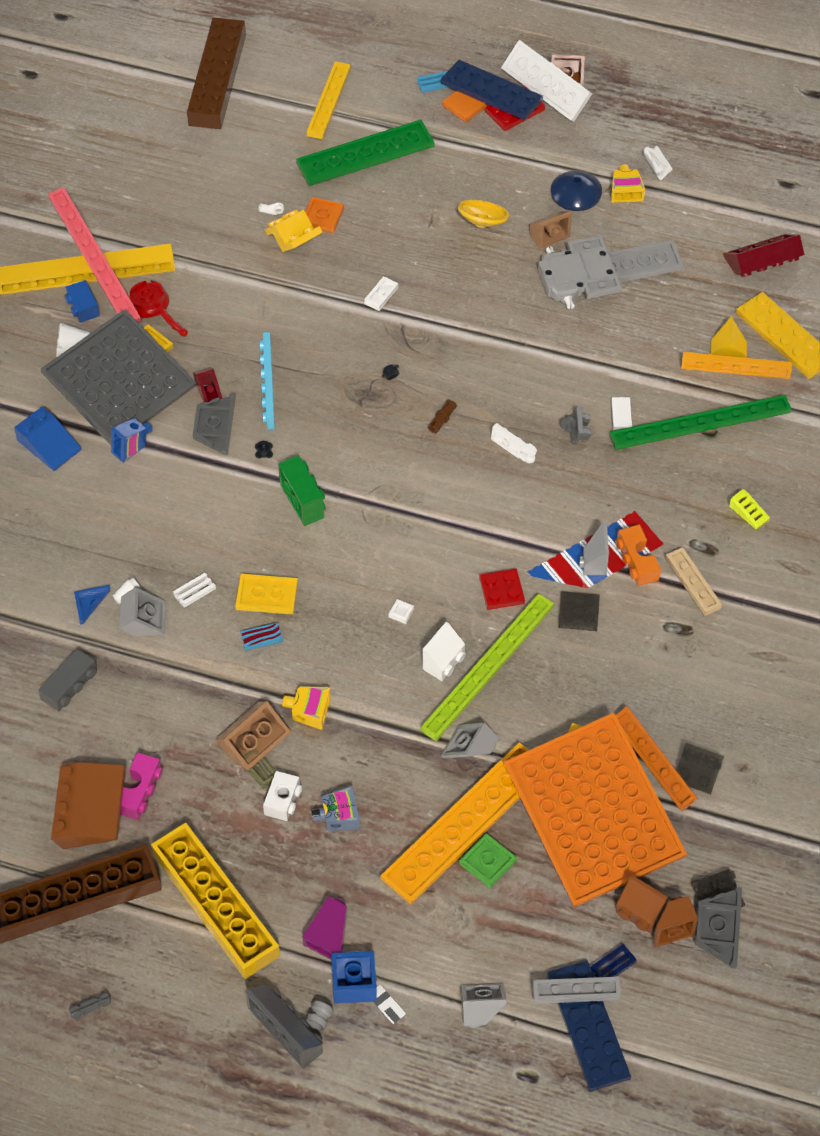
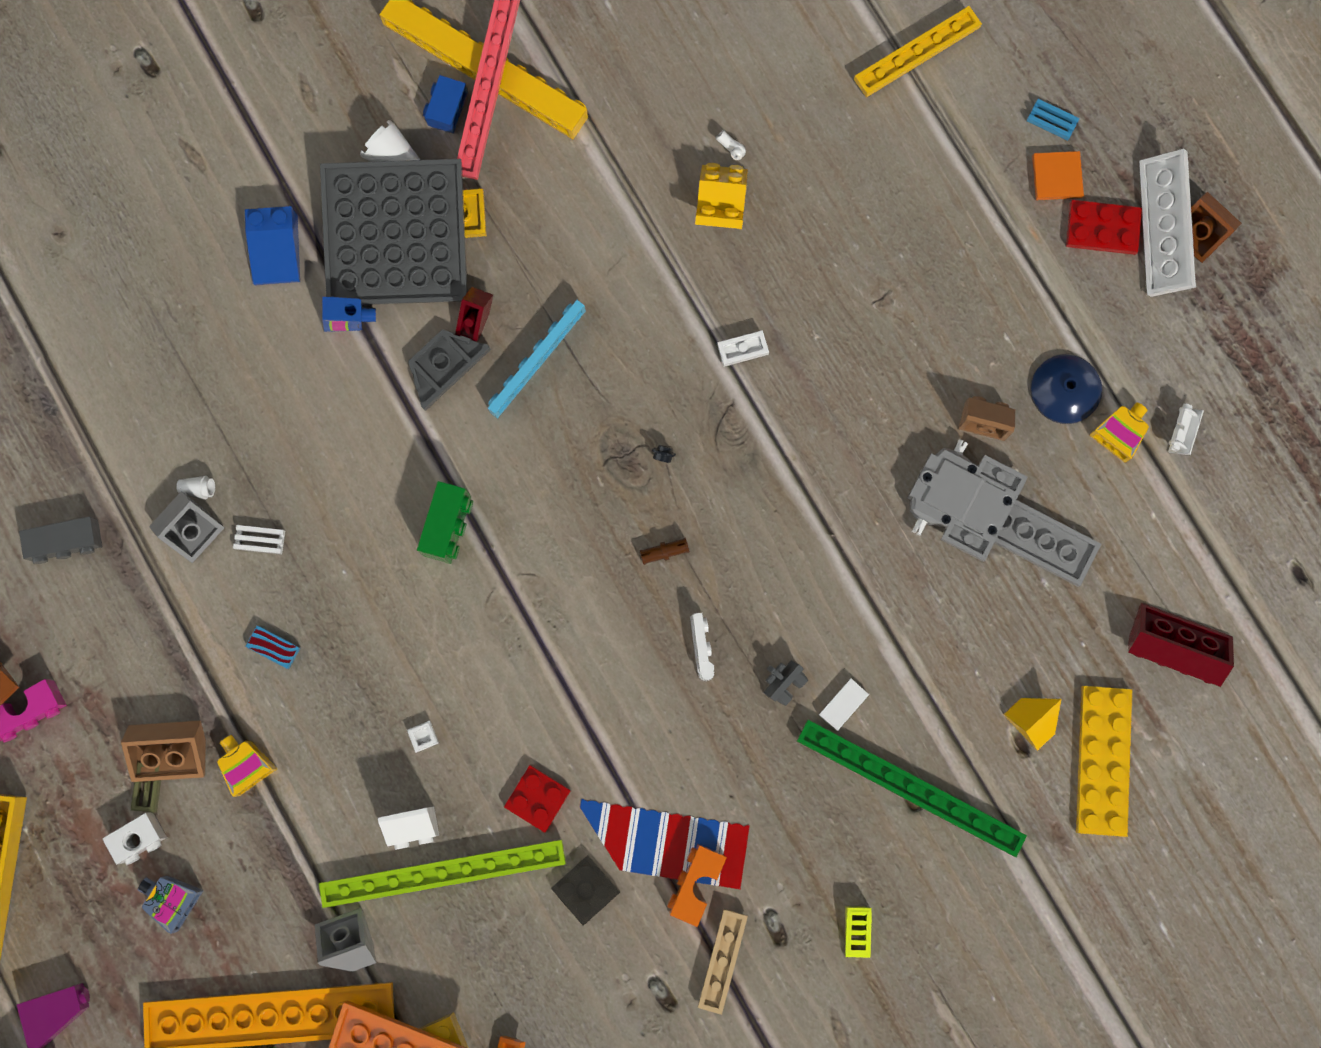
camera: 45 degrees right, 25 degrees up
(88, 601) = (156, 464): blue tile -> none
(153, 300) = (511, 160): red piece -> none
(263, 445) = (461, 429): black plate -> none
(266, 594) = (316, 606): yellow plate -> none
(324, 213) = (778, 195): orange tile -> none
(365, 152) = (892, 153): green plate -> none
(483, 213) = (936, 339): yellow dish -> none
(491, 89) = (1097, 185): dark blue plate -> none
(596, 553) = (654, 849): light grey slope -> none
(736, 365) = (1021, 762): light orange plate -> none

